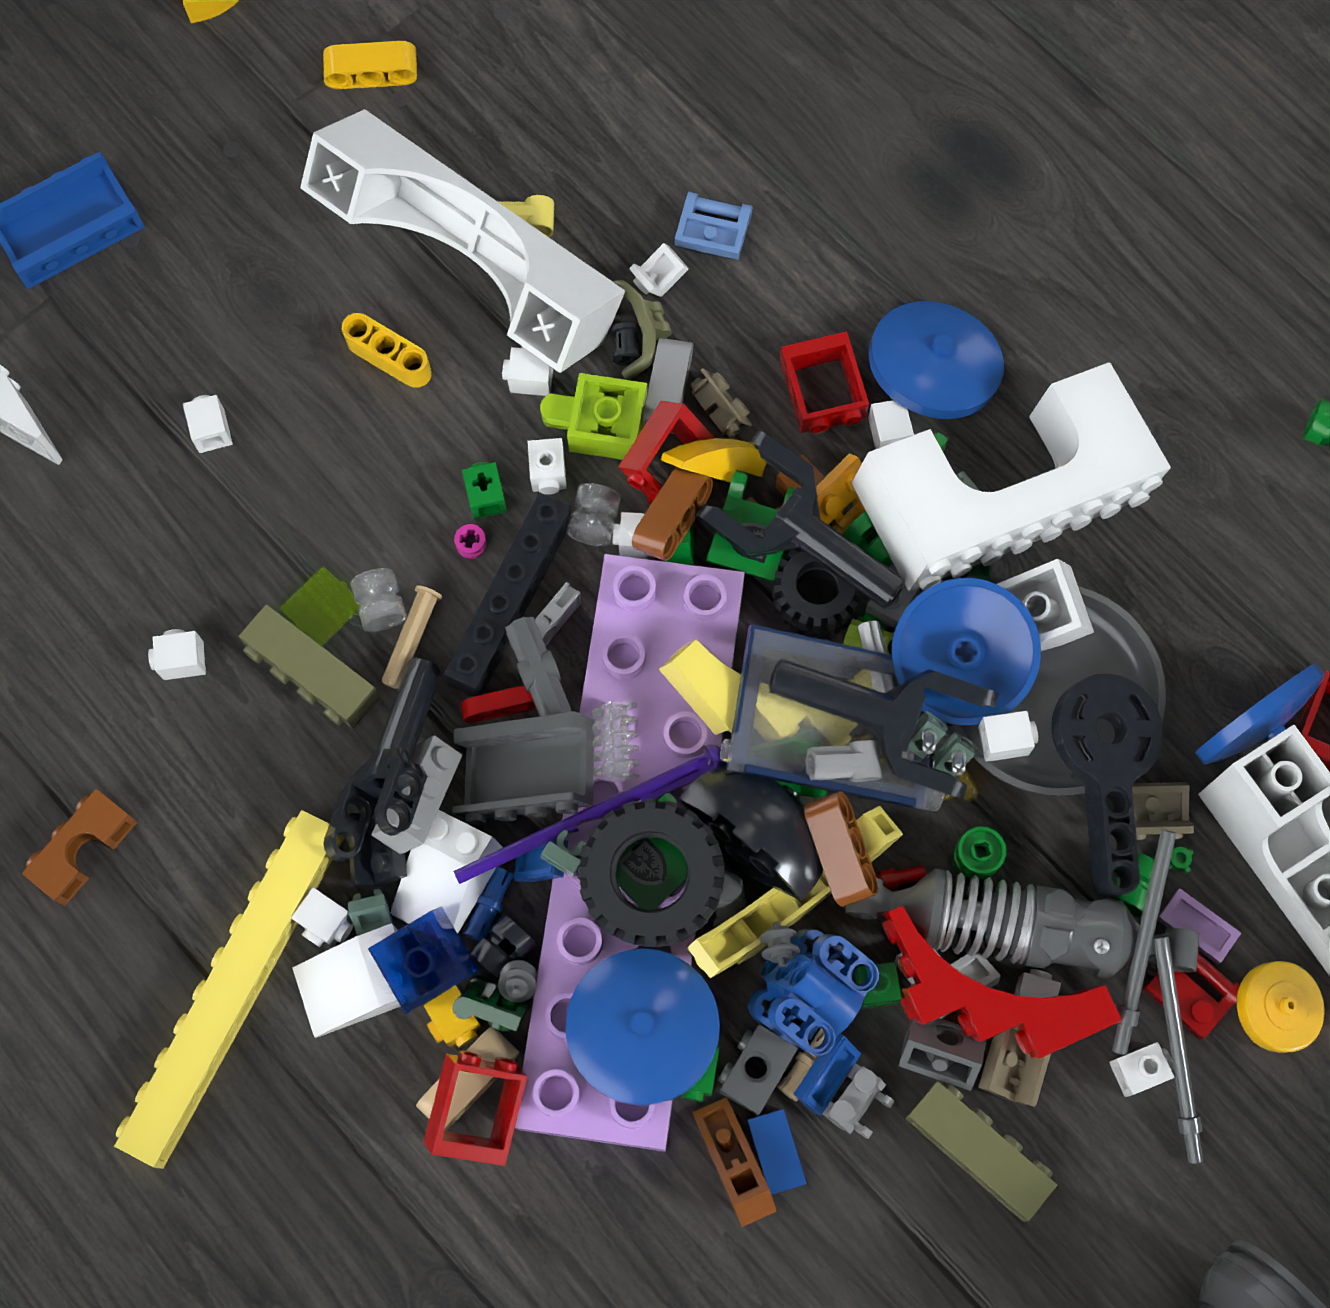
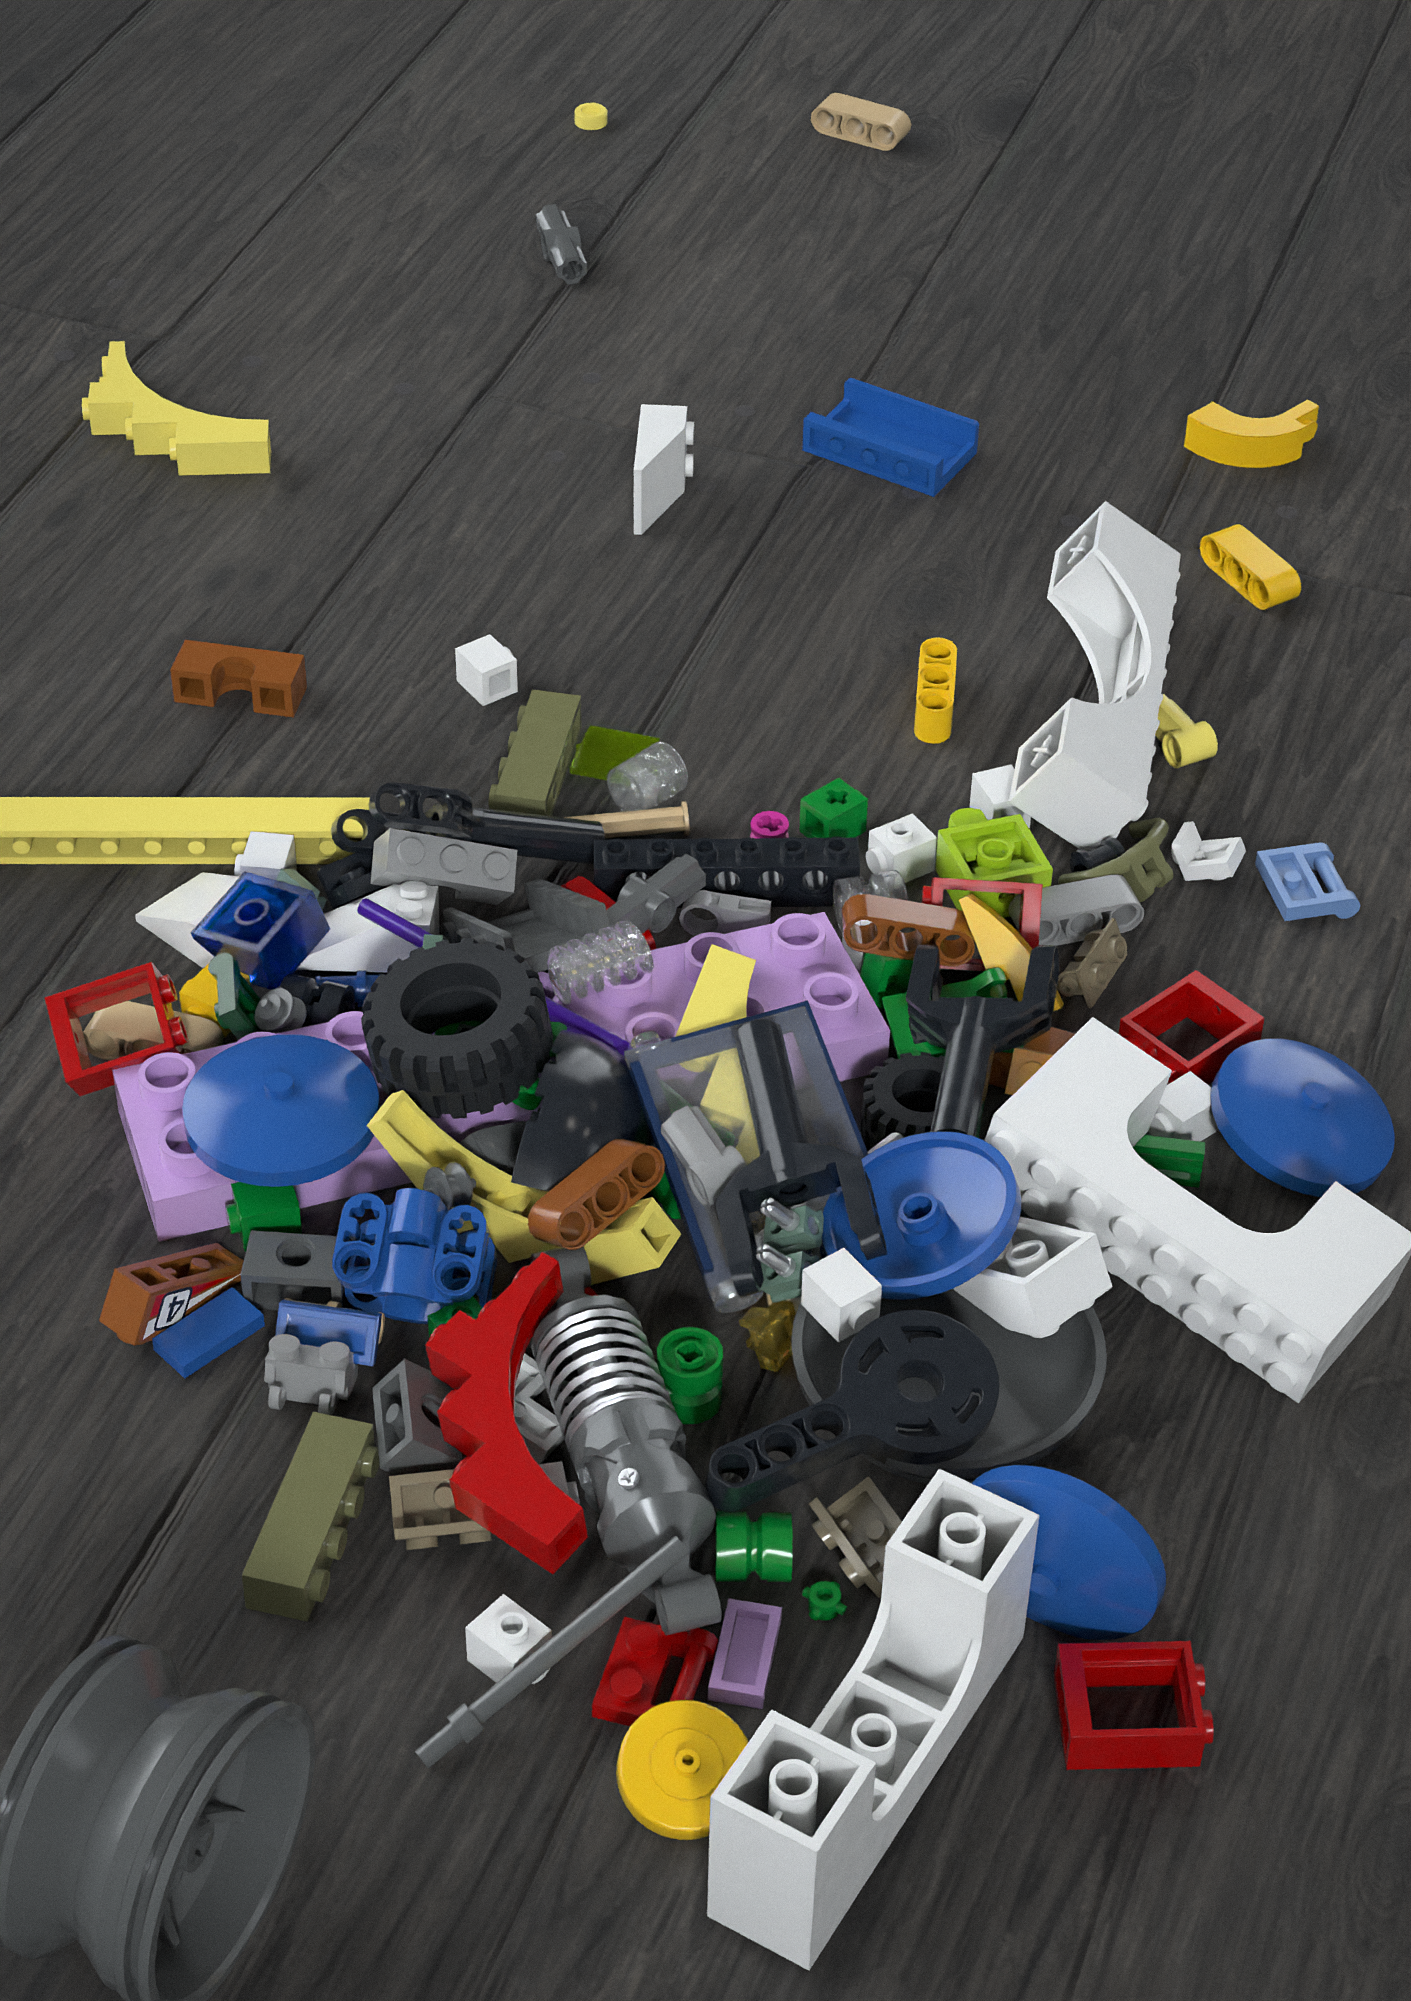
camera: 60 degrees right, 30 degrees down
(207, 423) = (751, 600): white brick -> none
(1128, 1010) = (568, 1574): dark grey bar -> none

